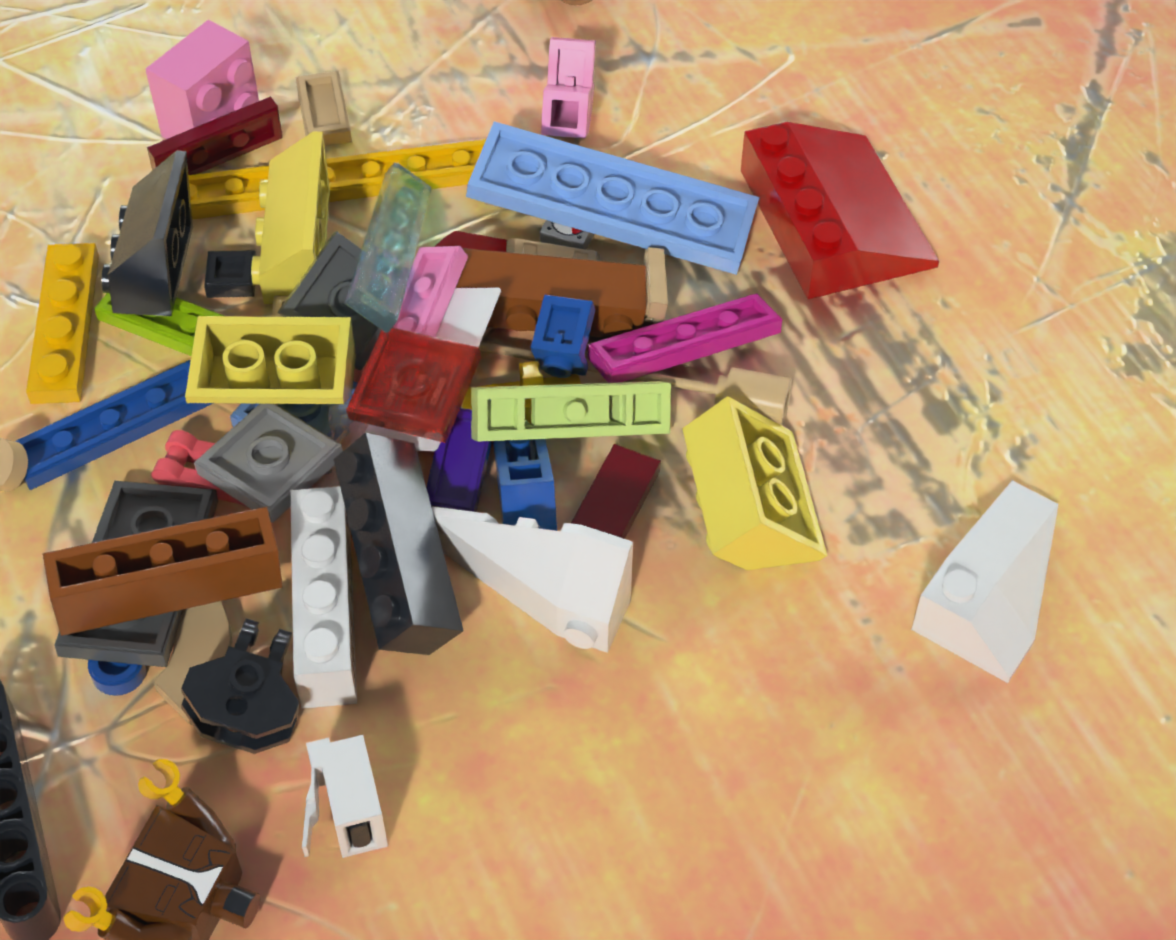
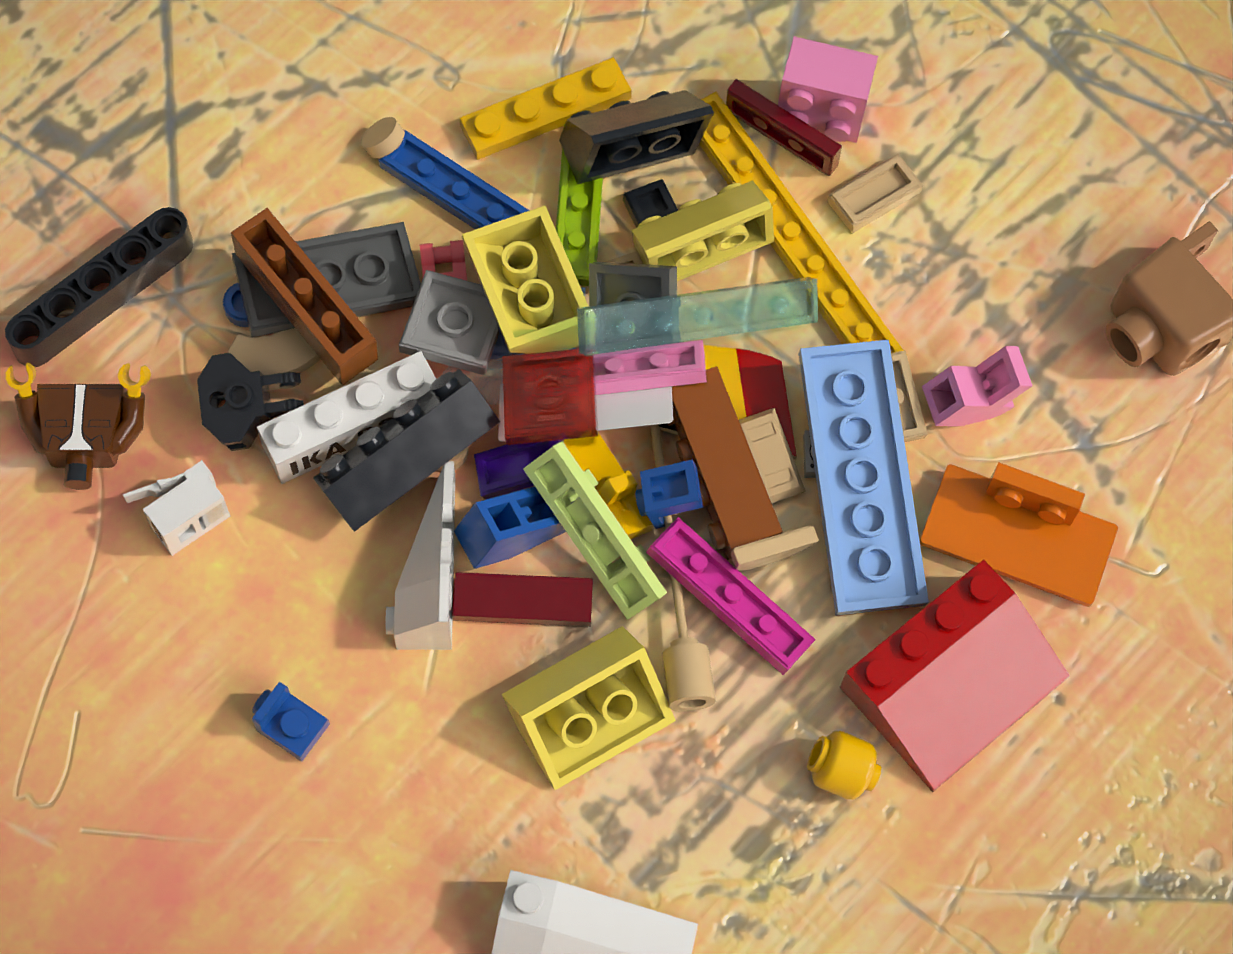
camera: 65 degrees right, 15 degrees up
(653, 777) = (288, 721): none -> blue bracket
(707, 111) = (1021, 529): none -> orange bracket
(895, 308) = (844, 765): none -> yellow head

